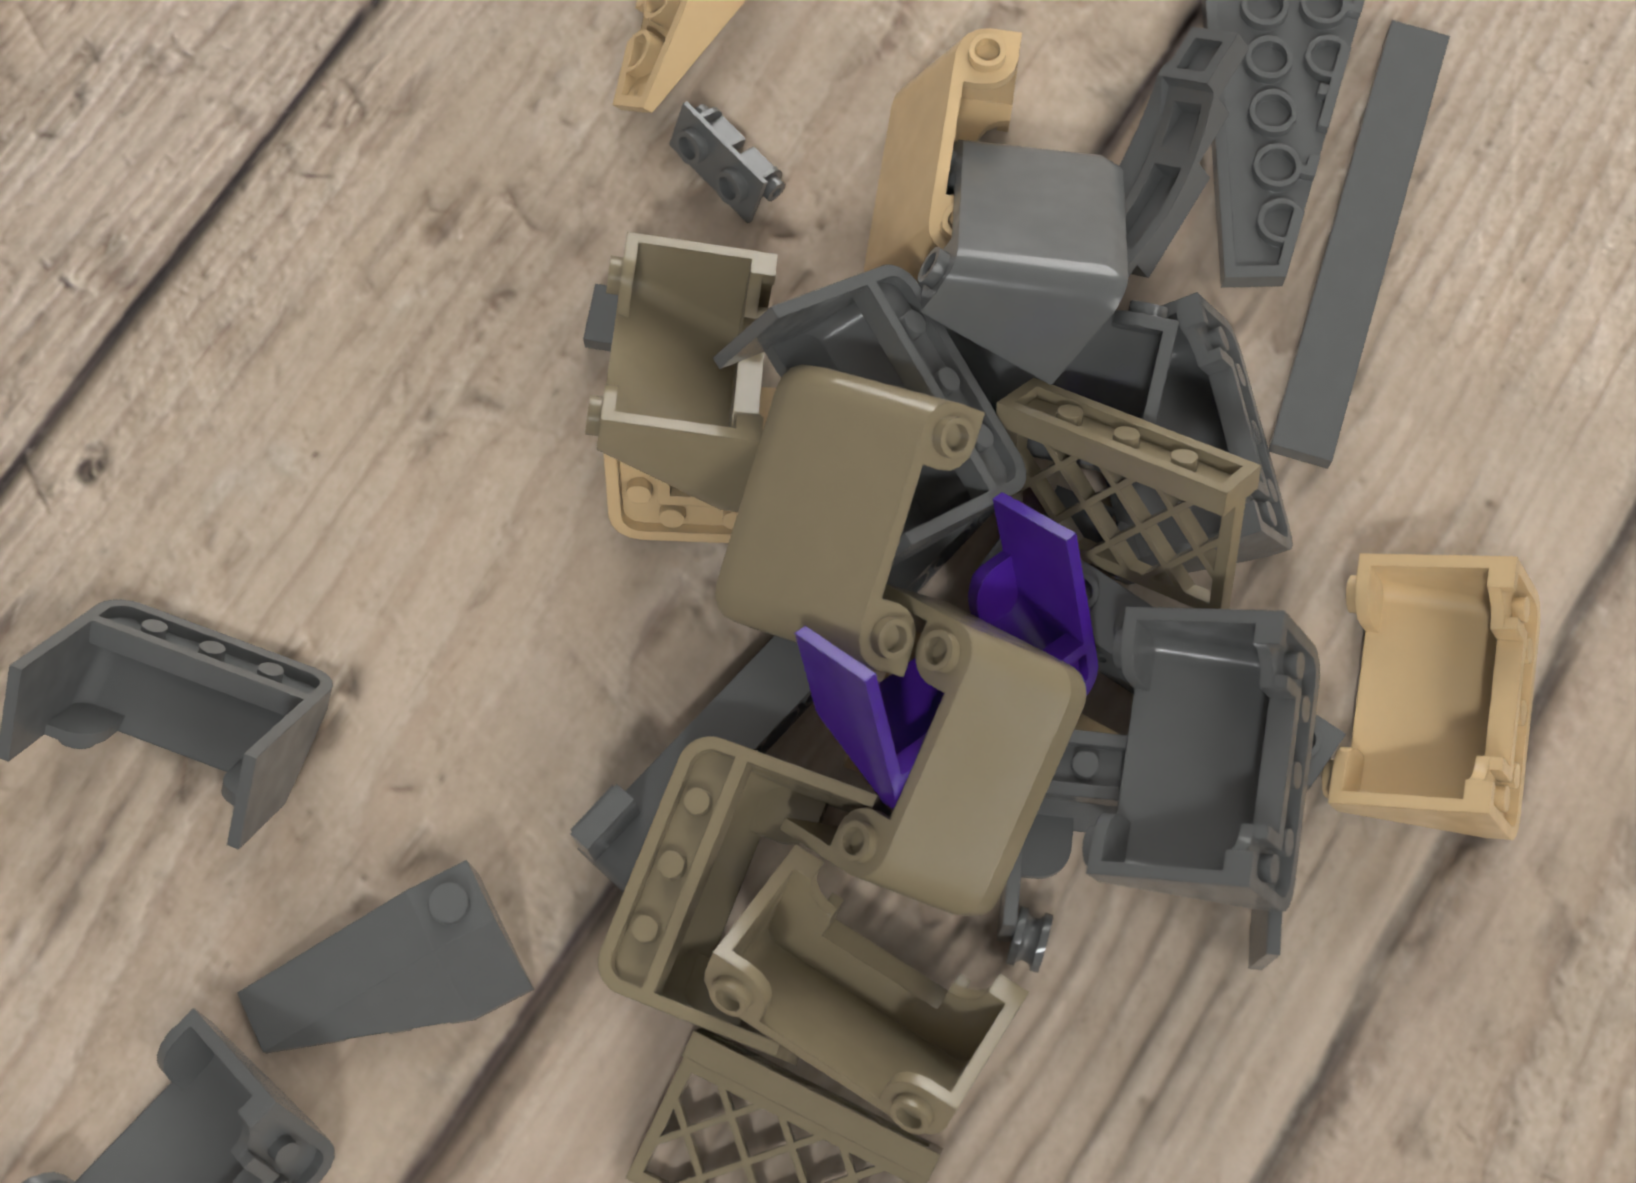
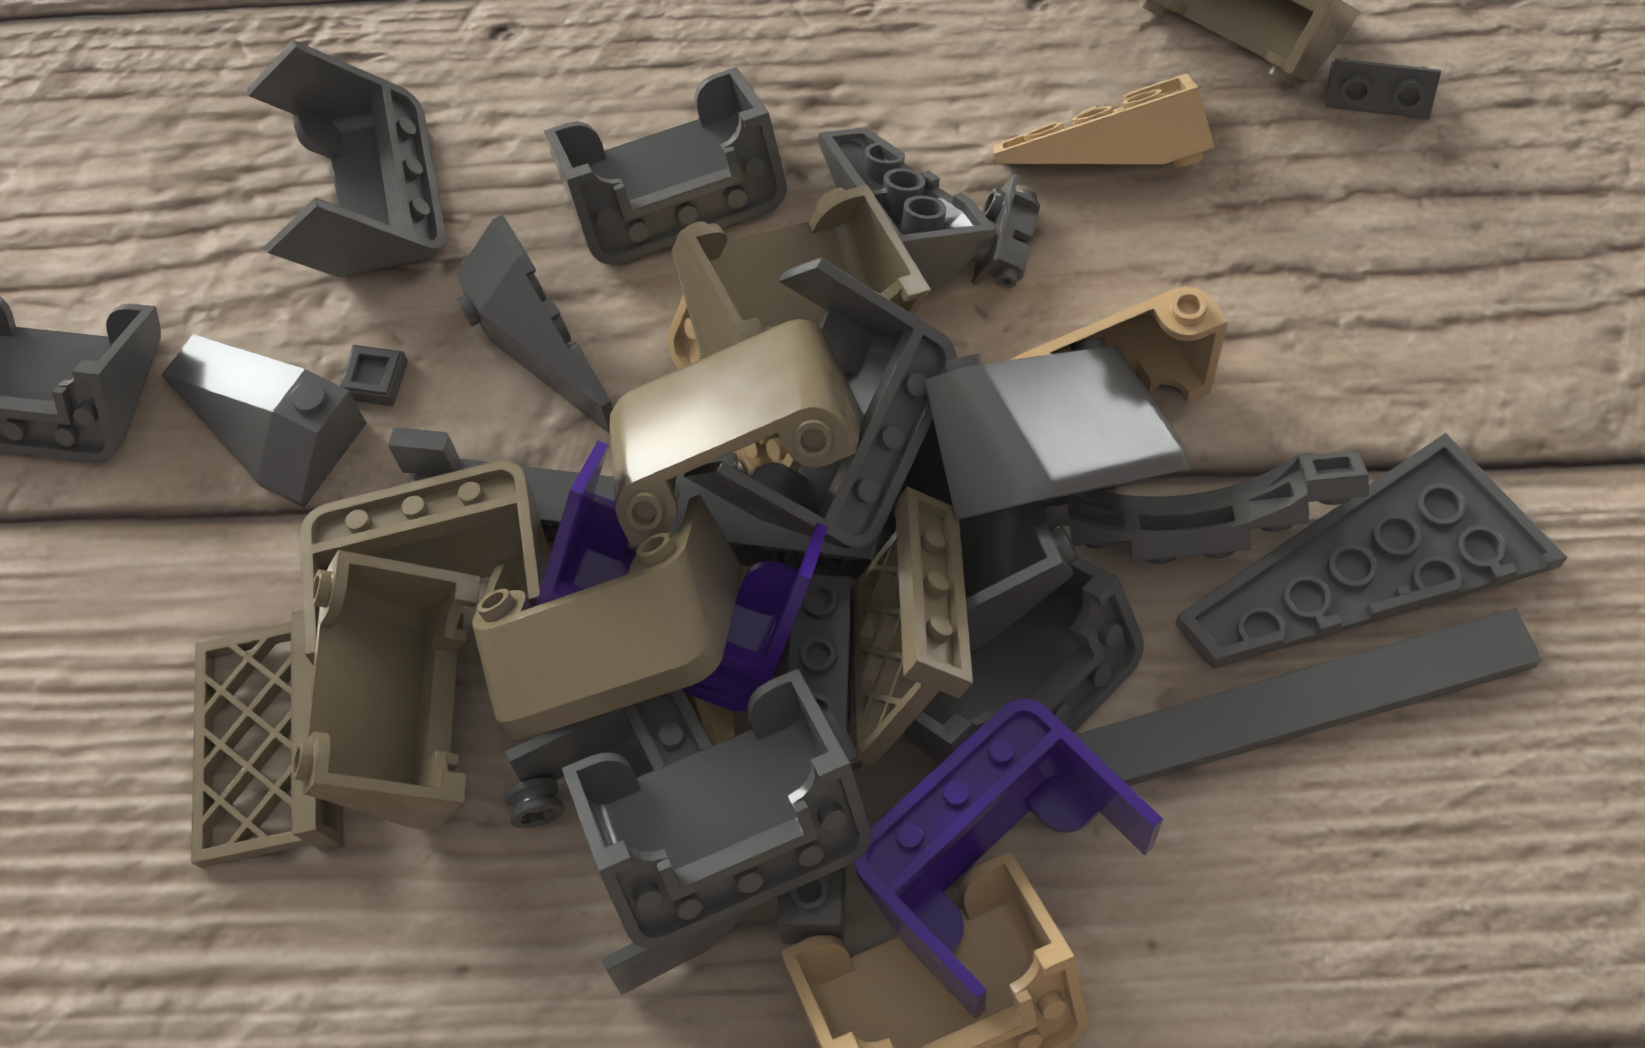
camera: 60 degrees right, 10 degrees down
(424, 403) = (654, 187): none -> dark grey windscreen
(431, 834) = (374, 374): none -> dark grey tile
(468, 648) = (523, 323): none -> dark grey wedge
(584, 229) = (933, 226): none -> dark grey wedge
(1302, 488) = (936, 832): none -> dark purple windscreen

